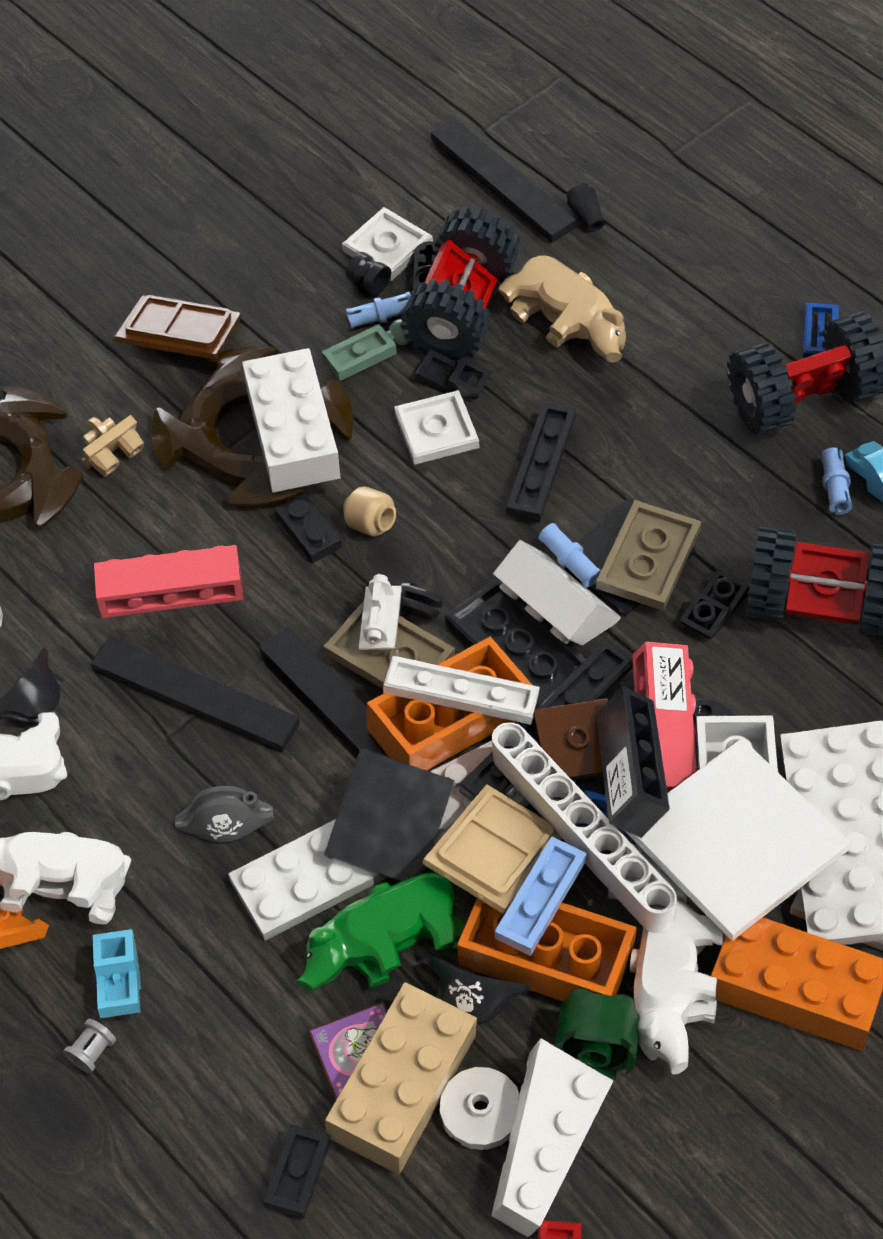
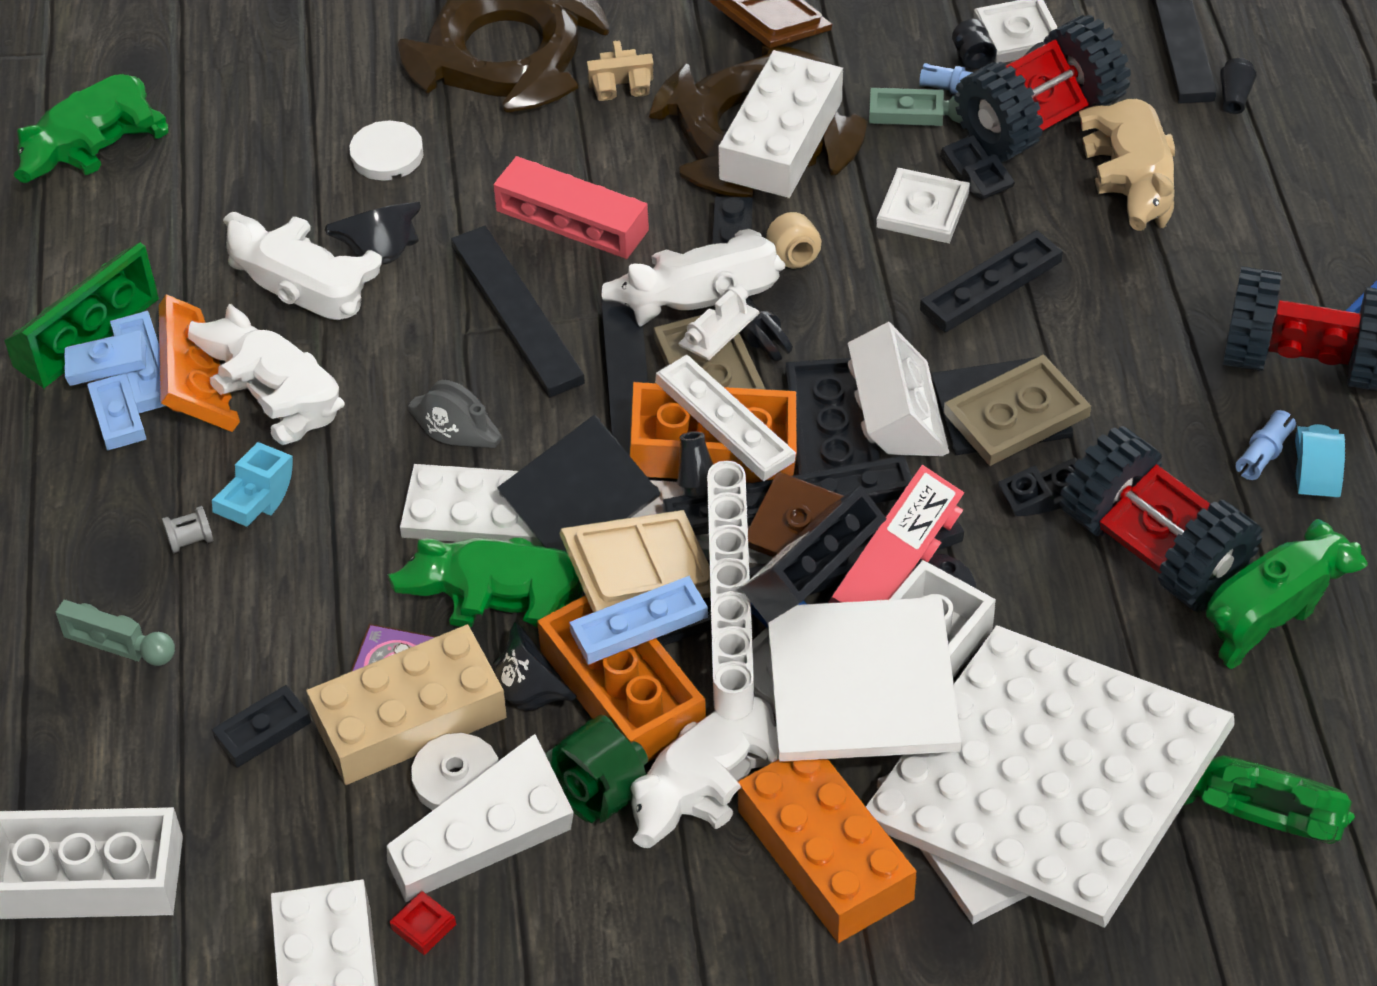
camera: 35 degrees right, 5 degrees down
(108, 1174) = (113, 633): none -> sand green plate
(331, 583) = (697, 276): none -> white animal
(470, 744) = (693, 464): none -> black cone
(569, 555) = (941, 368): light blue pin -> none

